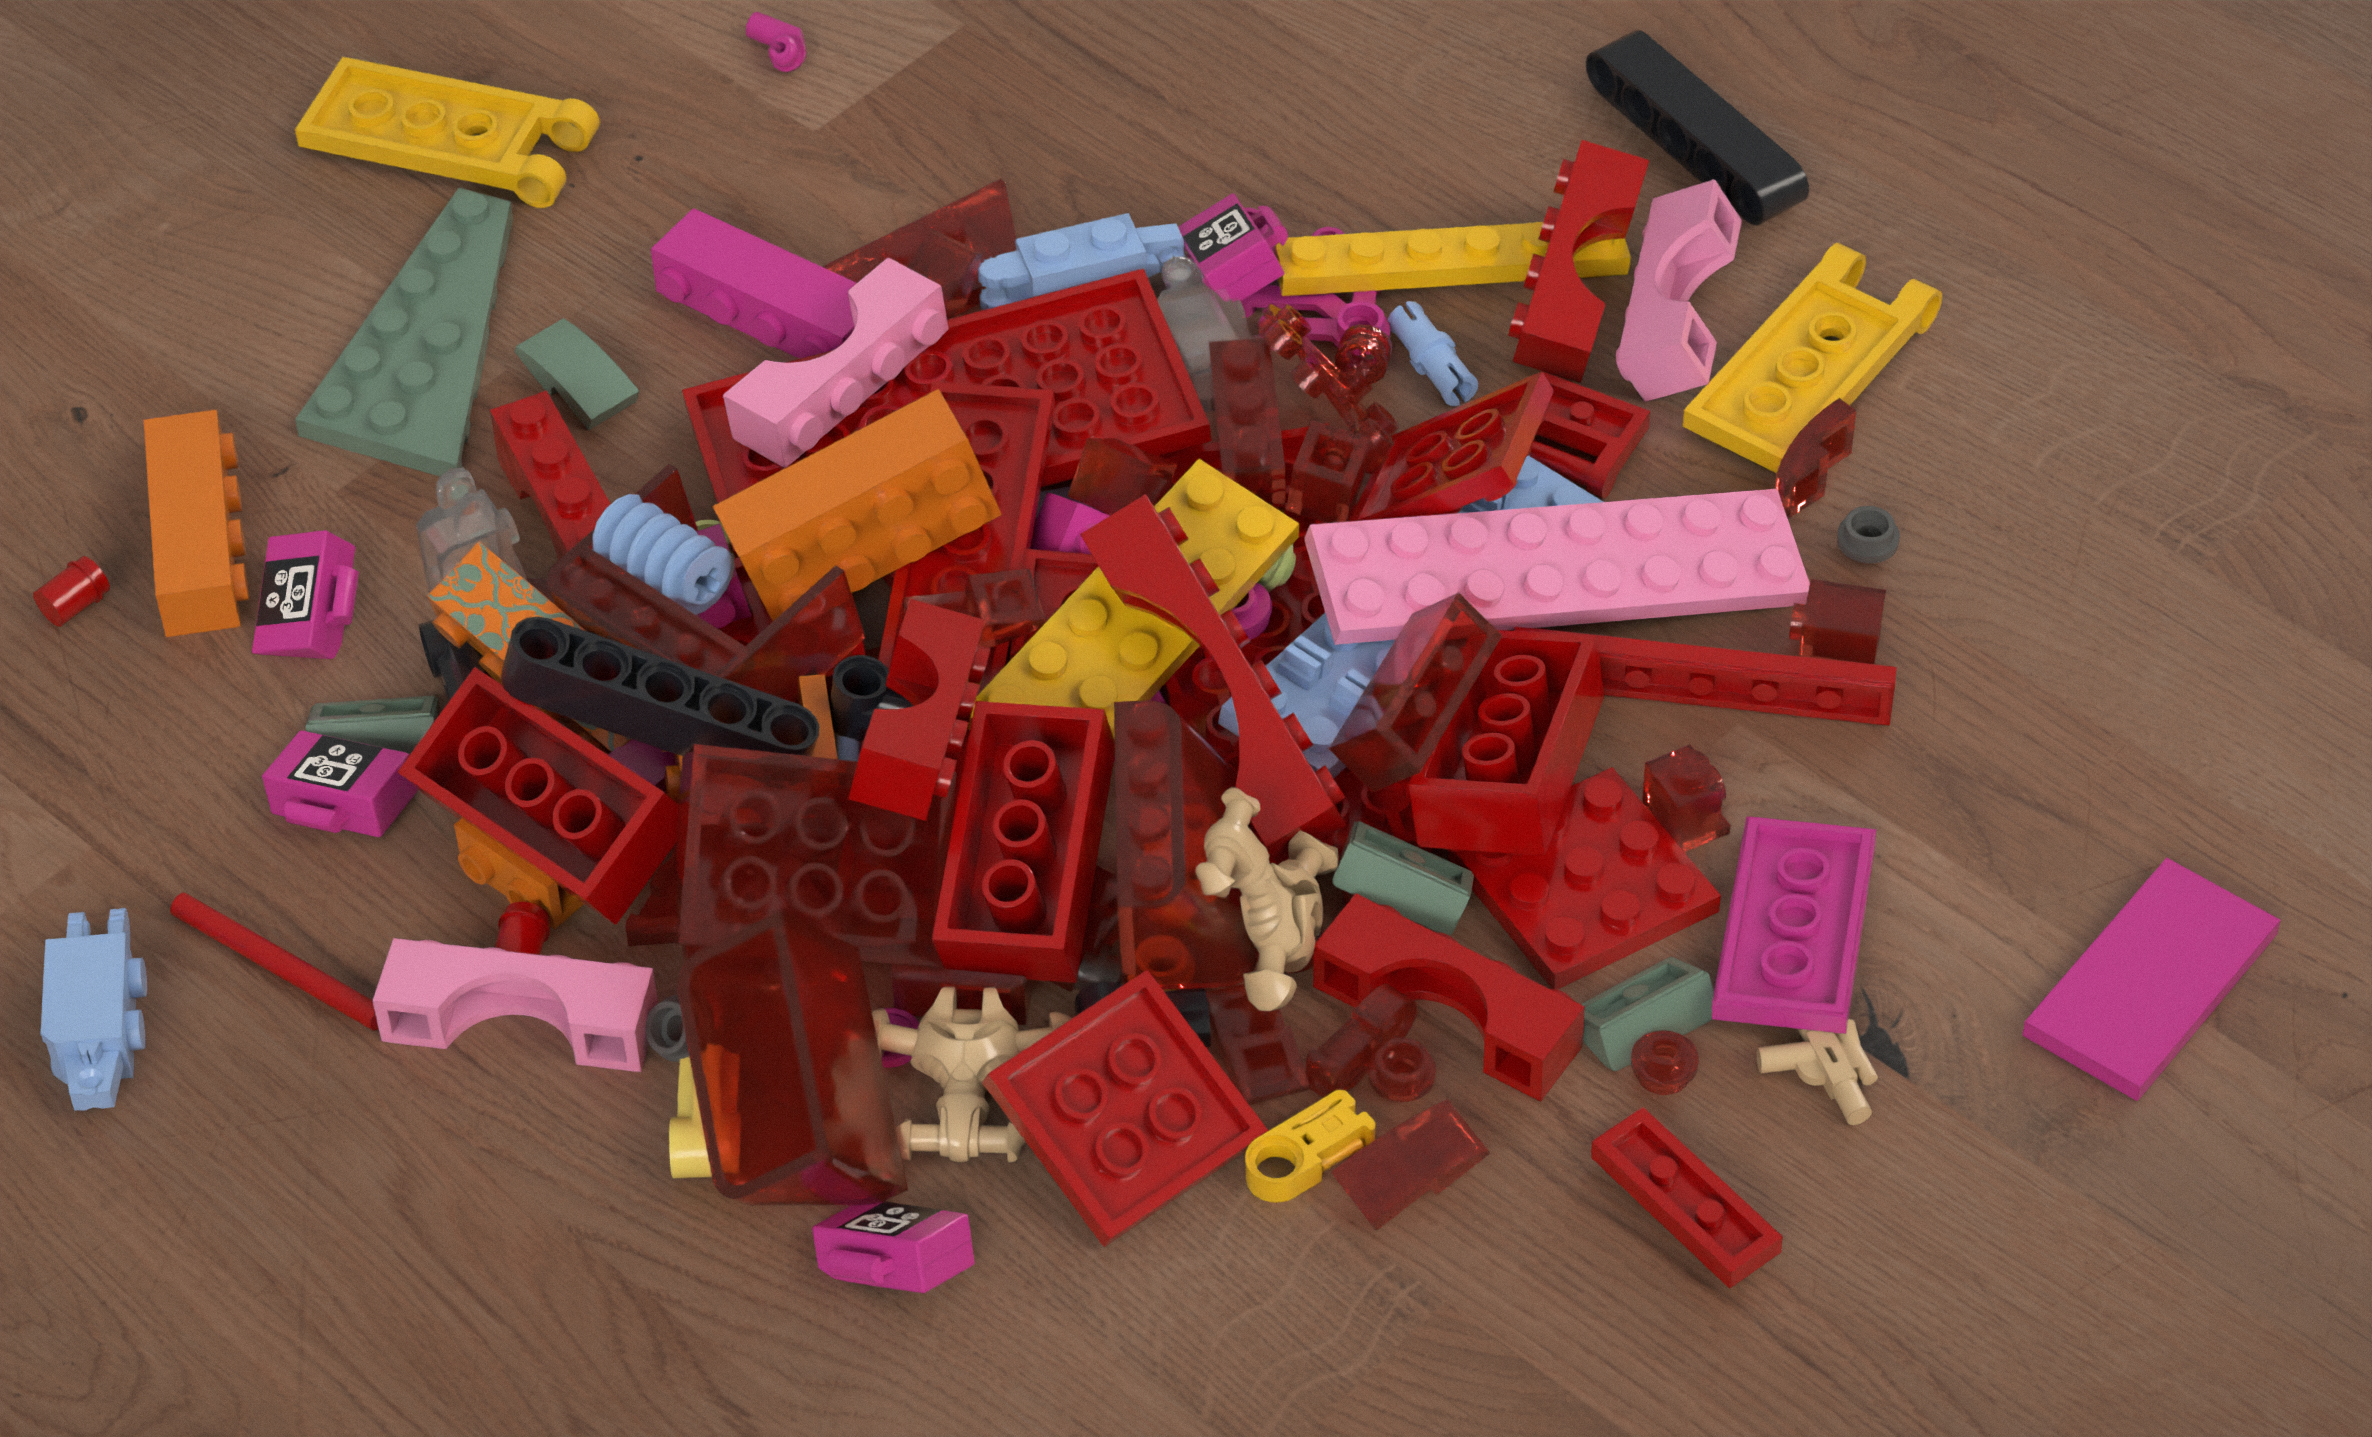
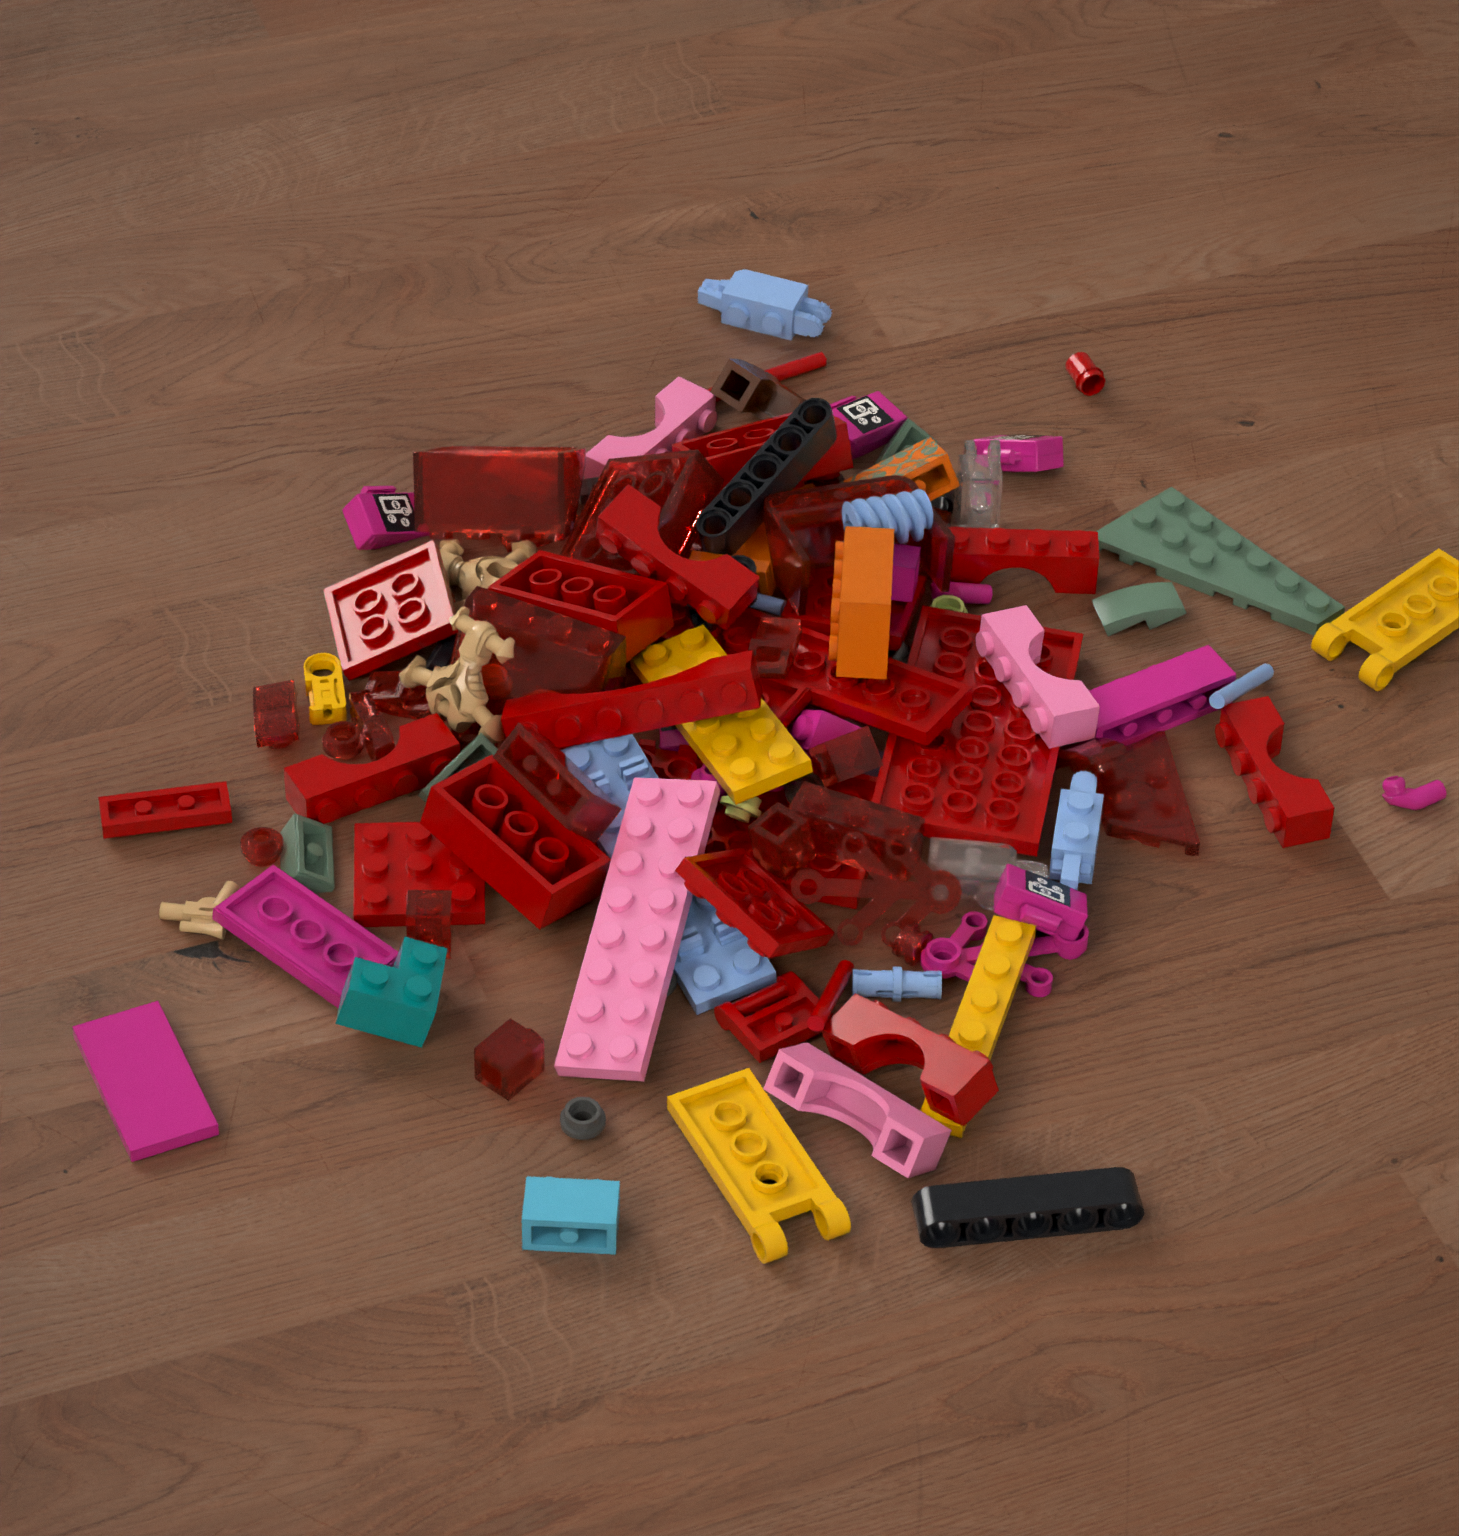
camera: 115 degrees right, 5 degrees down
(193, 523) = (1108, 423): orange brick -> none
(358, 901) = (754, 390): none -> reddish brown brick
(713, 205) = (1241, 686): none -> light blue bar
(781, 186) = (1291, 805): none -> red arch
(1549, 363) = (830, 996): none -> red bar
(1744, 679) = (514, 983): red tile -> none
(1814, 450) = (662, 1110): clear red slope -> none
(1836, 752) = (396, 999): none -> teal brick
(2027, 474) = (570, 1215): none -> medium azure brick

